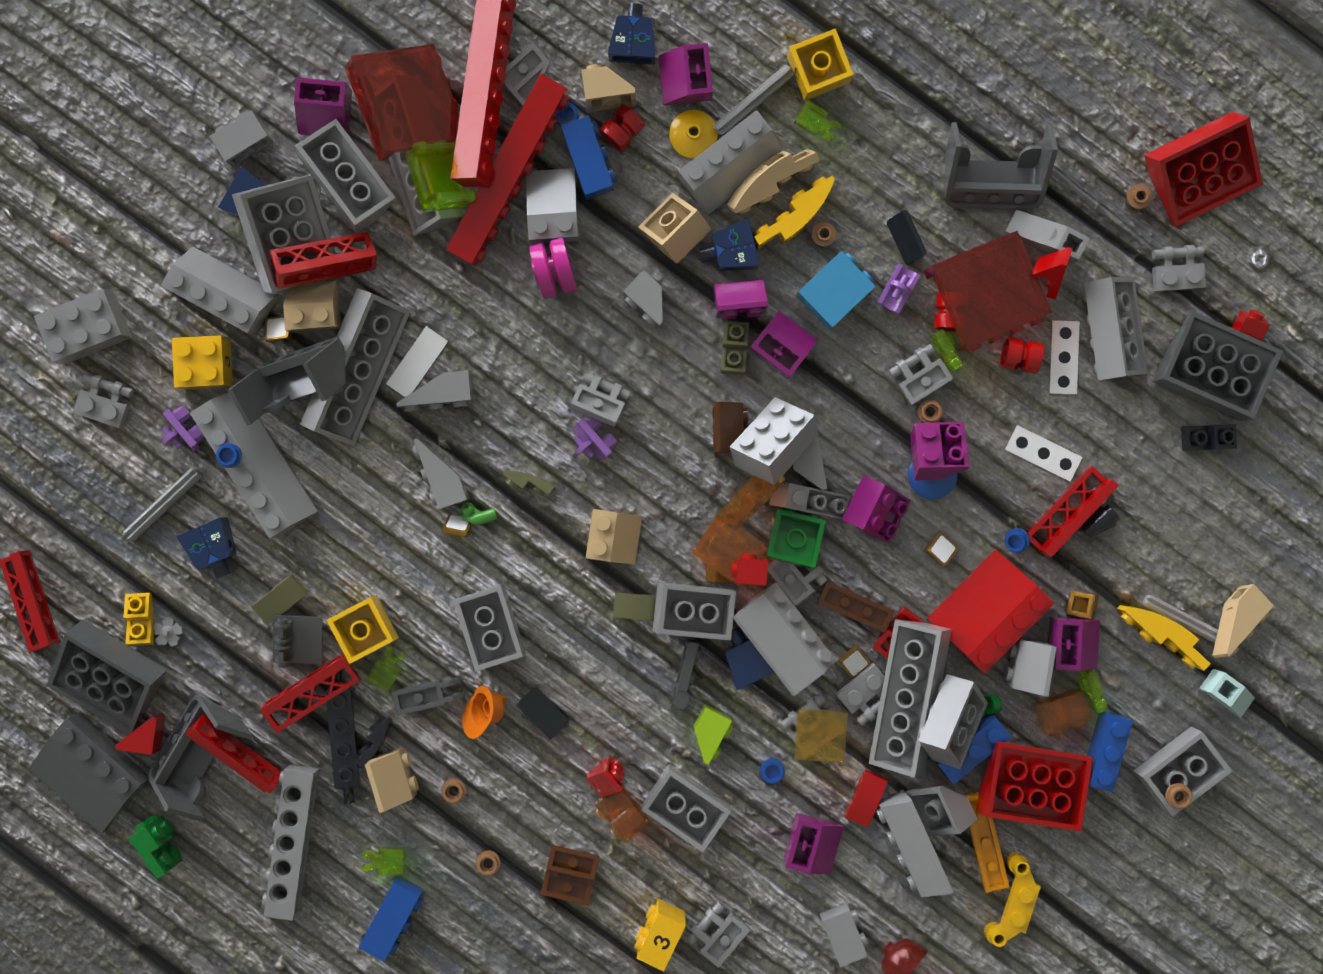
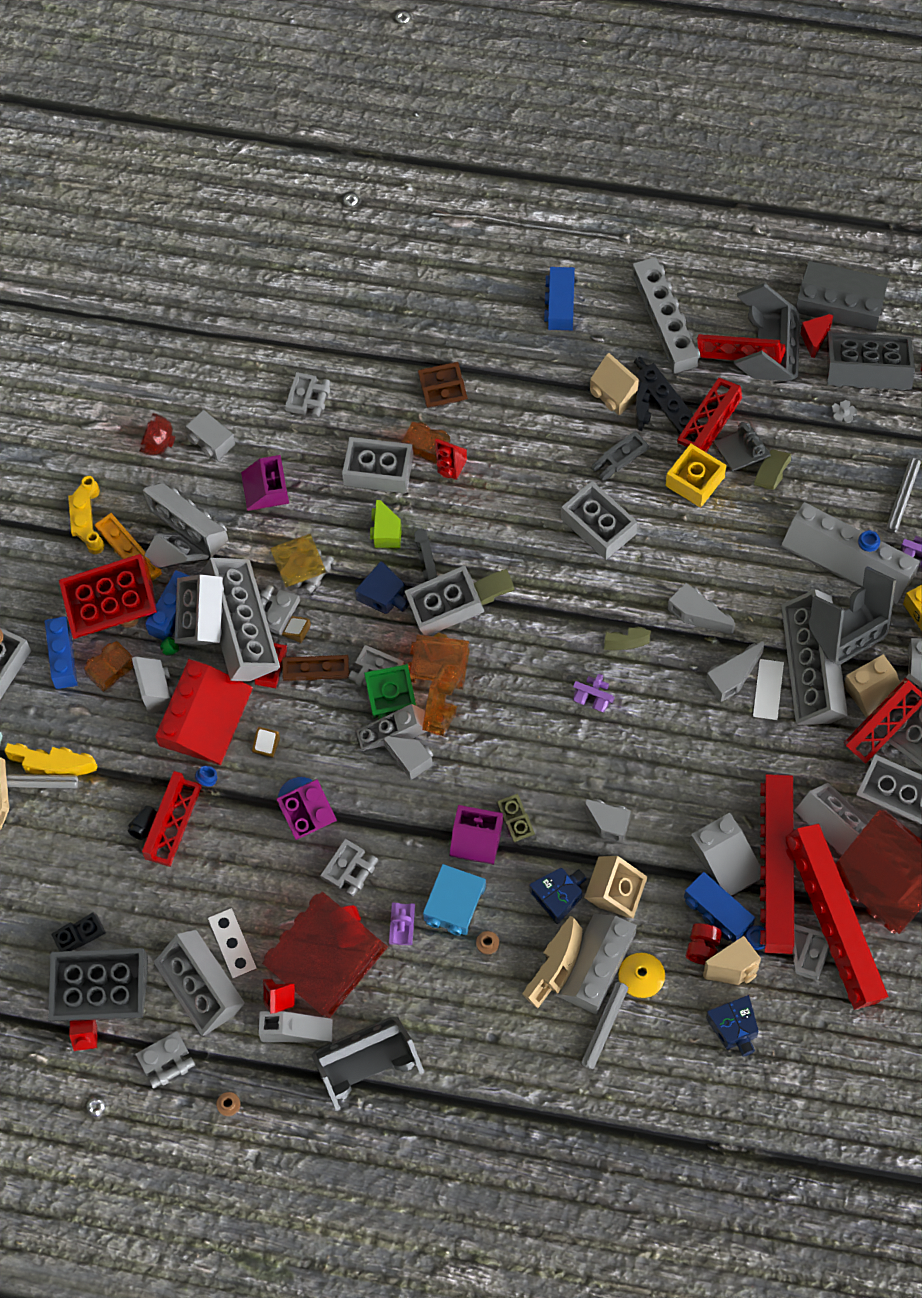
camera: 165 degrees right, 25 degrees down
(140, 619) = (869, 409): yellow slope -> none
(154, 845) = (761, 265): green plate -> none
(210, 546) = (848, 481): dark blue torso -> none
(275, 330) = (895, 657): slope -> none
(384, 671) = (661, 457): clear neon green plate -> none
(388, 860) = (586, 335): clear neon green plate -> none
(431, 174) = (834, 815): clear neon green panel -> none
(453, 798) = (562, 396): medium nougat plate -> none
(457, 526) = (665, 582): slope -> none
(475, 516) = (654, 596): bright green arm -> none
(481, 711) = (570, 462): orange piece -> none
(488, 870) = (509, 361): medium nougat plate -> none
(542, 712) = (524, 483): black slope -> none
(552, 268) = (697, 801): dark pink wheel -> none
(599, 405) = (604, 717): light grey plate -> none
(613, 536) = (538, 629): tan slope -> none
(660, 935) = (353, 372): yellow brick -> none
(686, 74) = (672, 1013): magenta slope -> none
(727, 424) = (488, 749): reddish brown slope -> none
(740, 299) = (531, 851): magenta slope -> none
(749, 570) = (415, 645): red brick -> none
(772, 770) = (322, 523): blue tile -> none
(774, 440) = (445, 749): light grey brick -> none
(784, 638) = (363, 613): light grey slope -> none
(803, 208) = (515, 952): yellow slope -> none
(814, 118) = (545, 1032): clear neon green plate -> none
(819, 64) = (563, 1075): yellow brick -> none
(866, 798) = (238, 536): red slope -> none
(876, 509) = (335, 745): magenta slope -> none
(906, 237) = (415, 973): black slope -> none
(936, 408) = (326, 837): medium nougat plate -> none
(944, 345) = (336, 894): clear neon green plate -> none
(1022, 355) = (270, 920): red wheel -> none
(1043, 453) = (214, 857): white sticker -> none
(1075, 642) = (122, 718): magenta slope -> none
(1082, 604) = (127, 755): pearl gold slope -> none
(1090, 683) = (96, 695): clear neon green plate -> none
(1205, 168) = (181, 1154): red slope -> none

